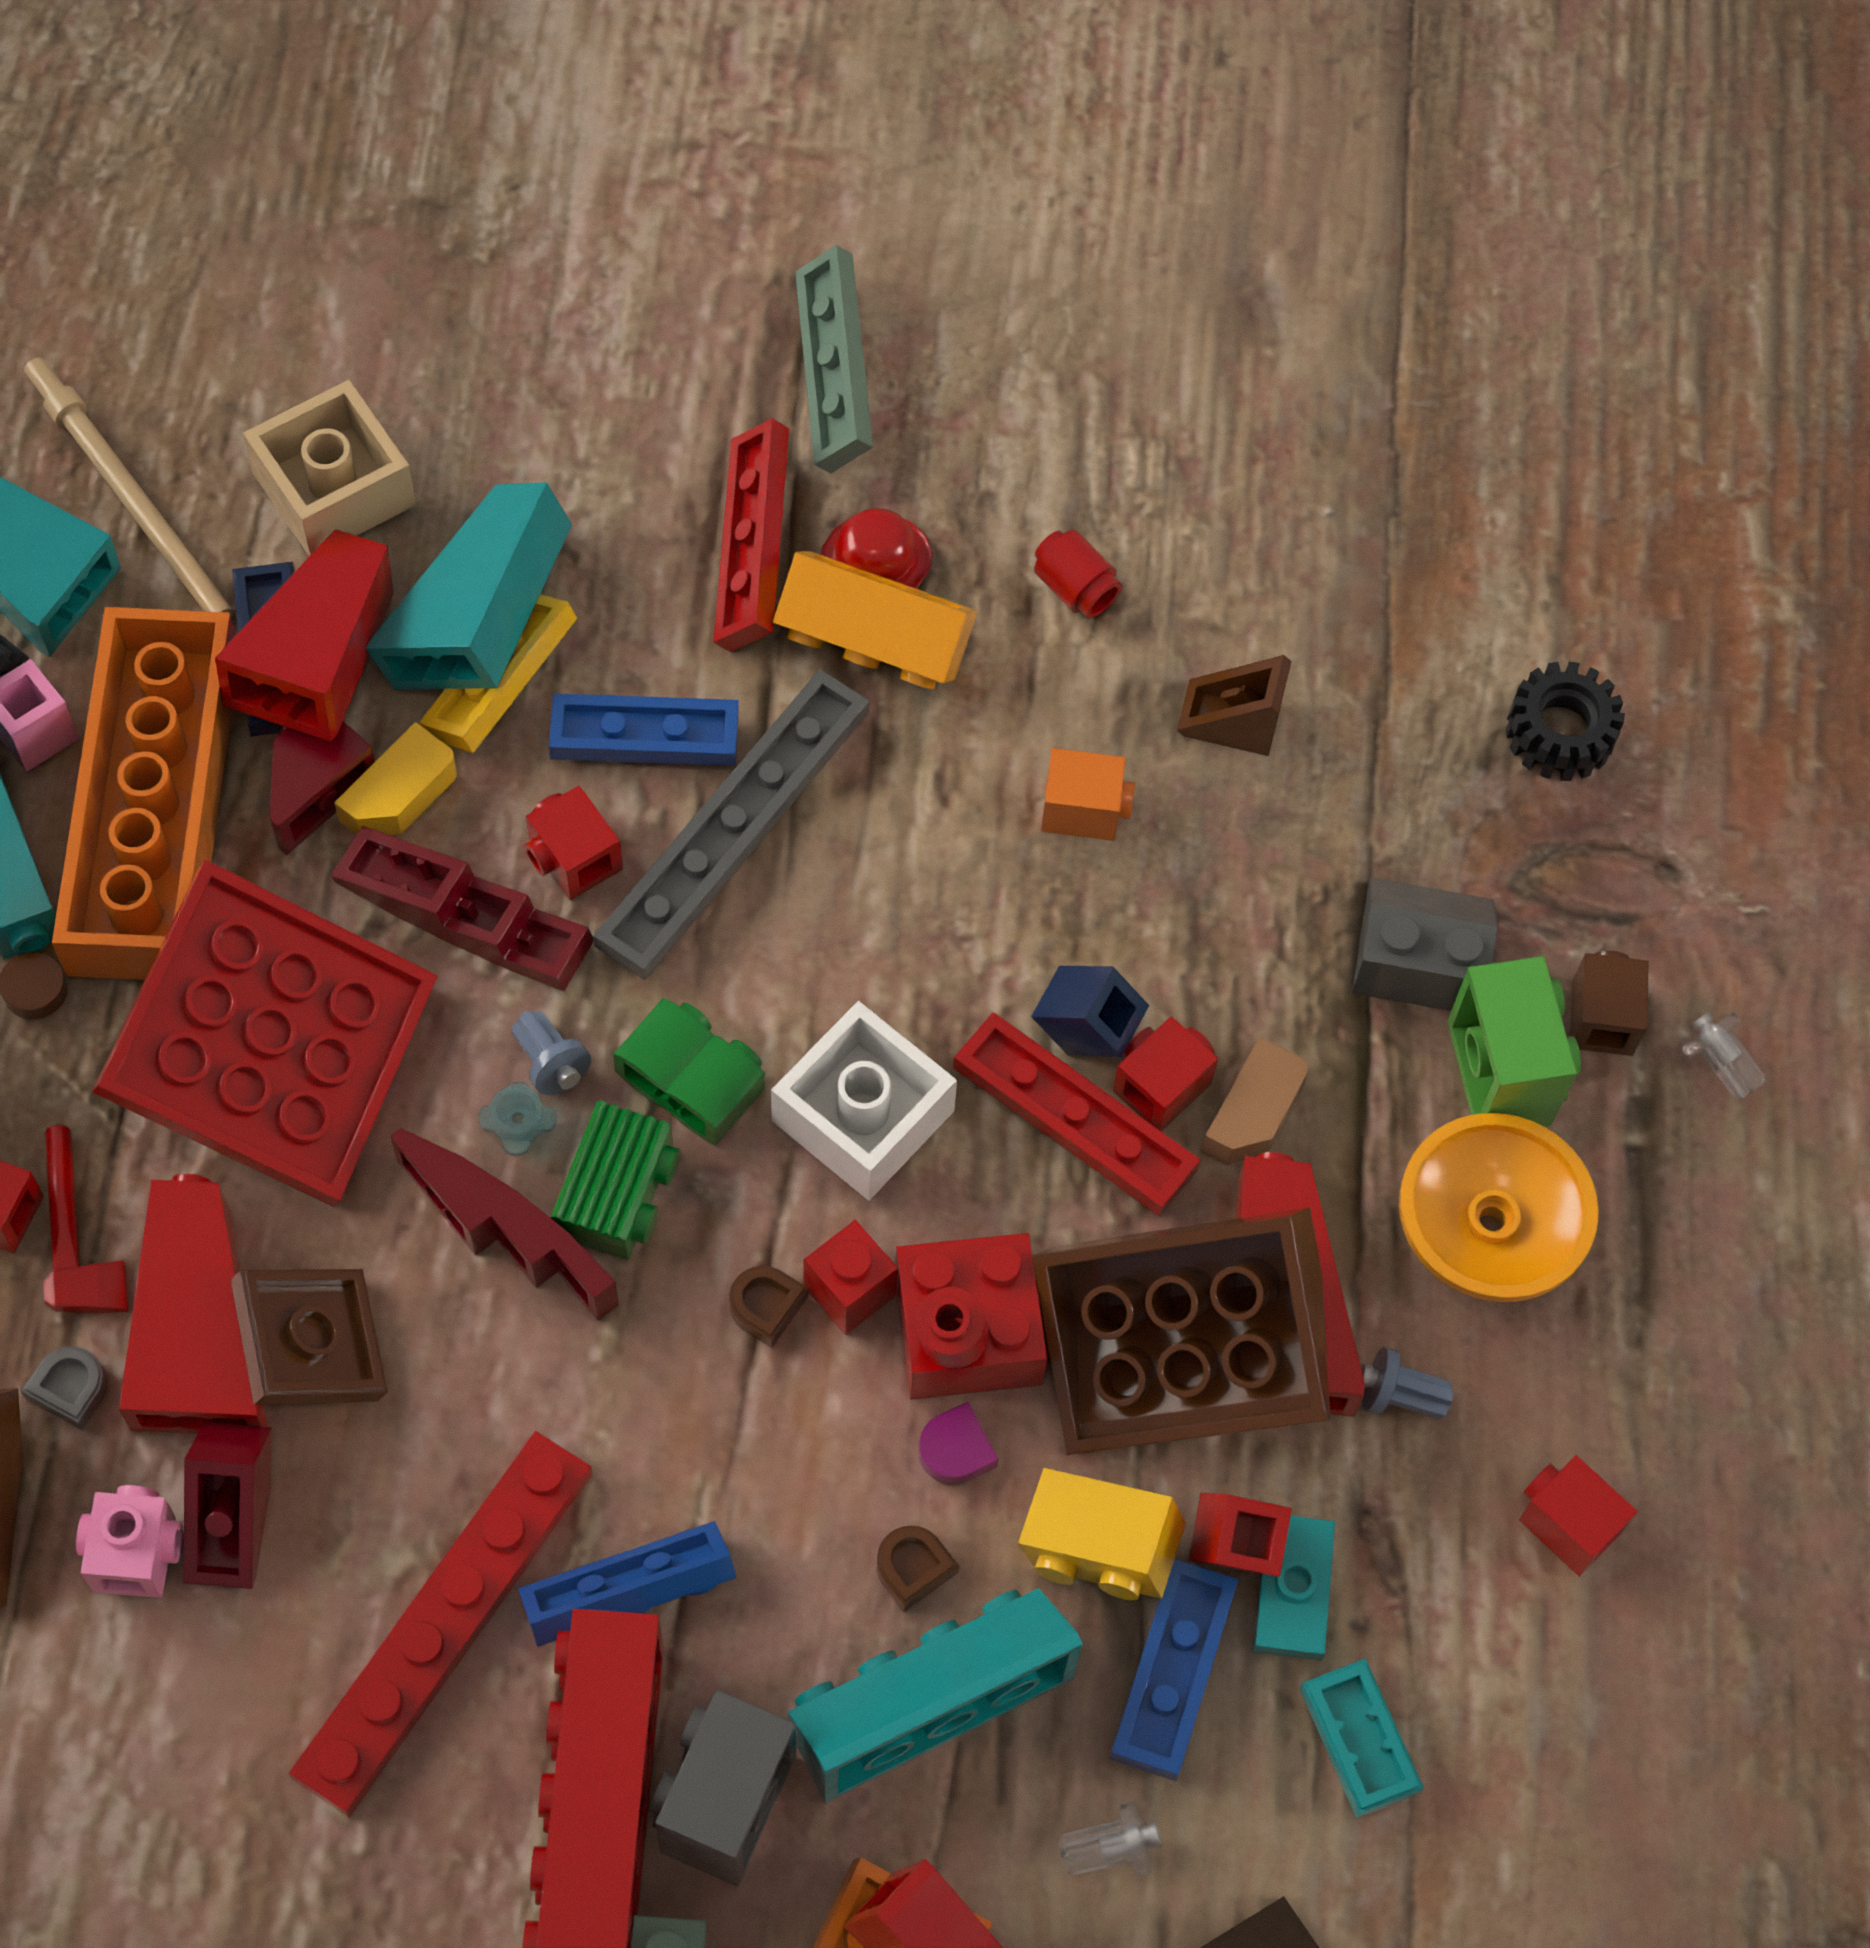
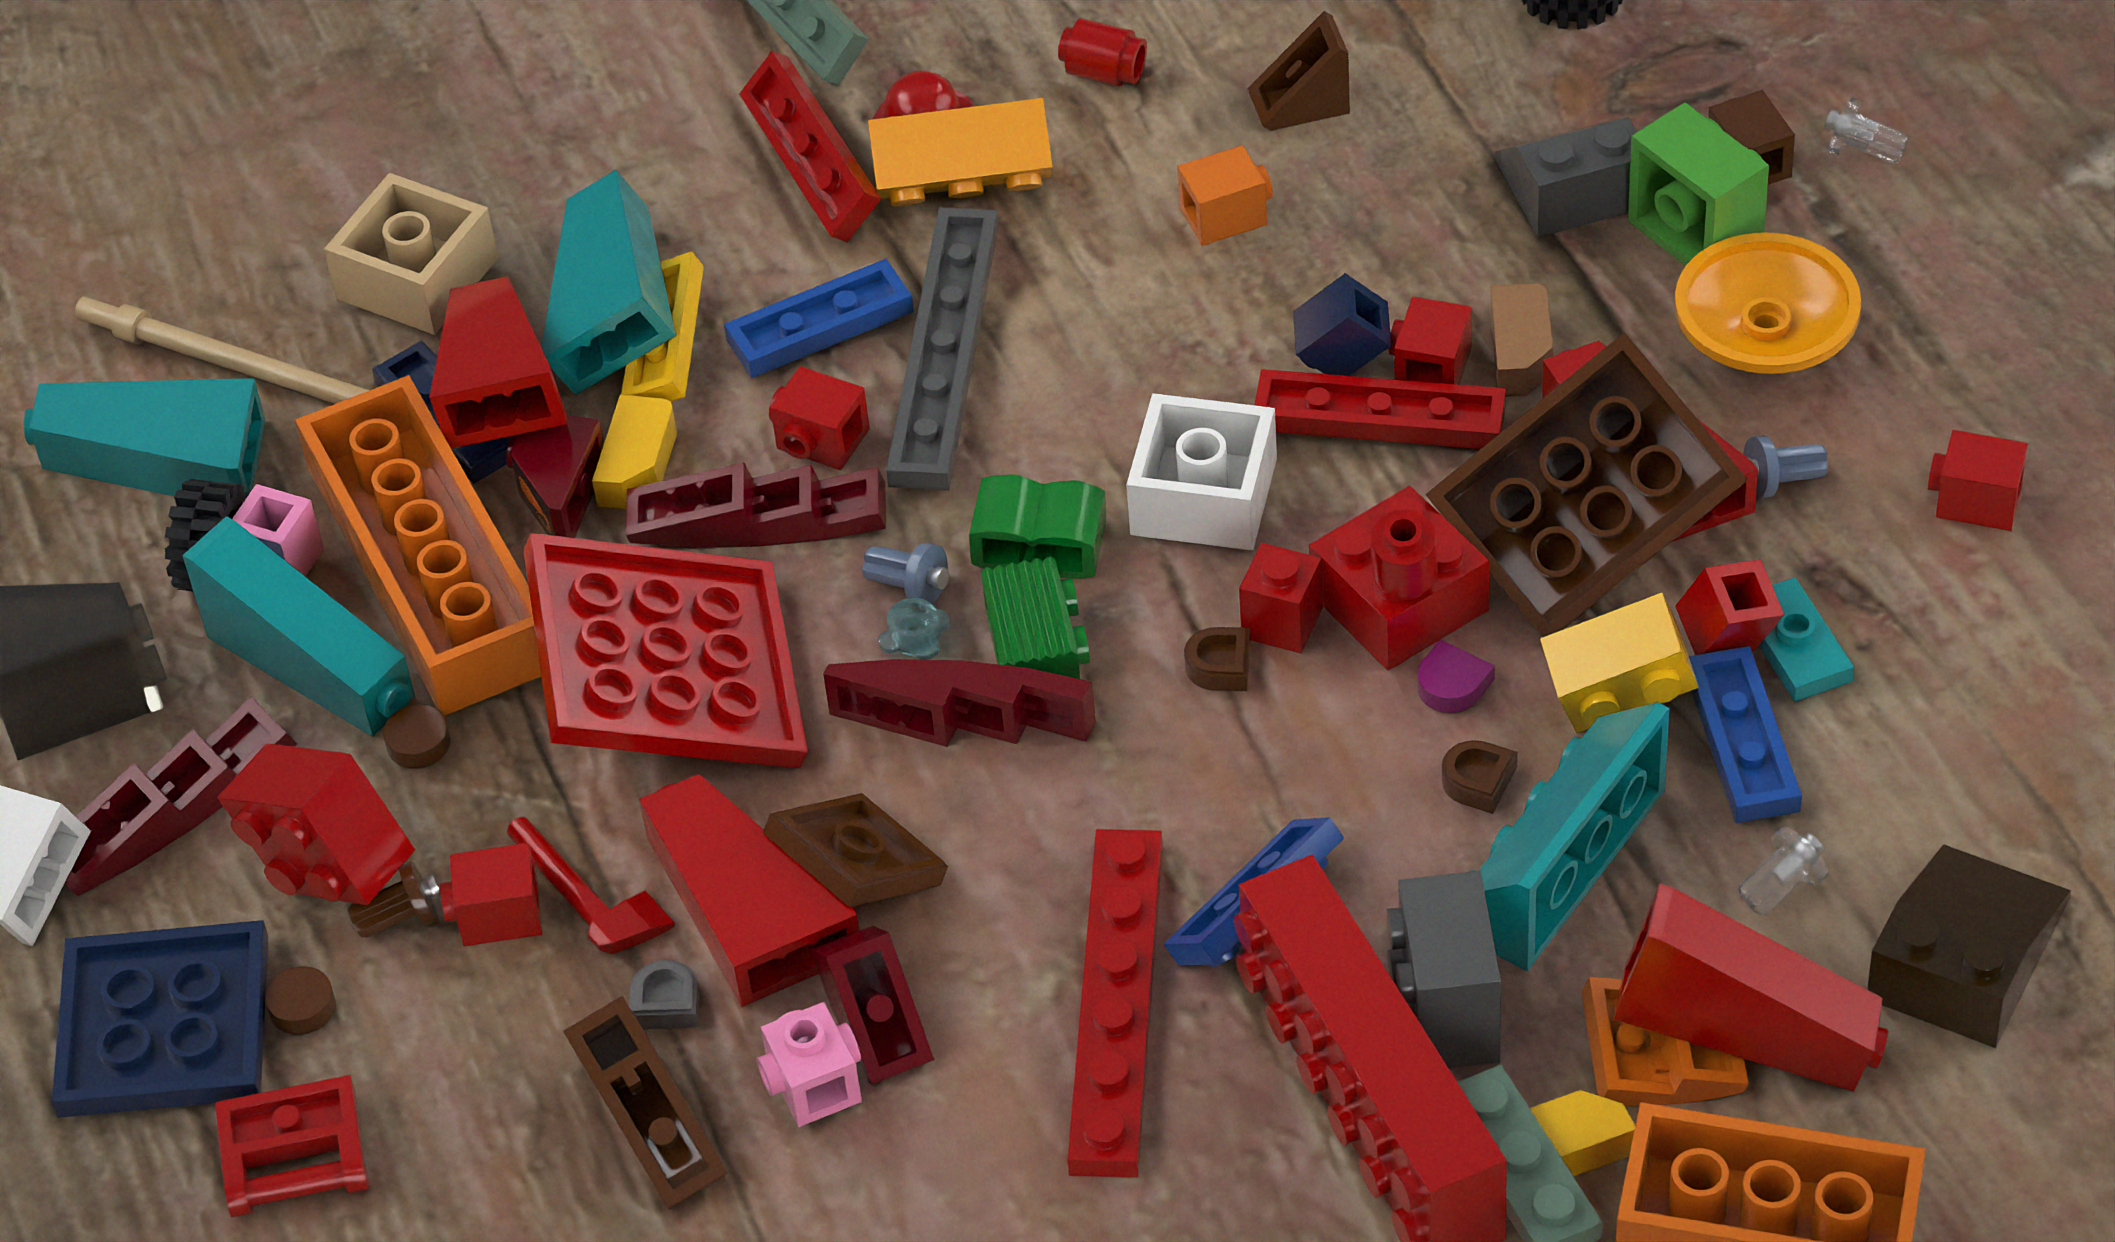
camera: 20 degrees left, 15 degrees down
(1361, 1738) = (1925, 707): teal plate -> none

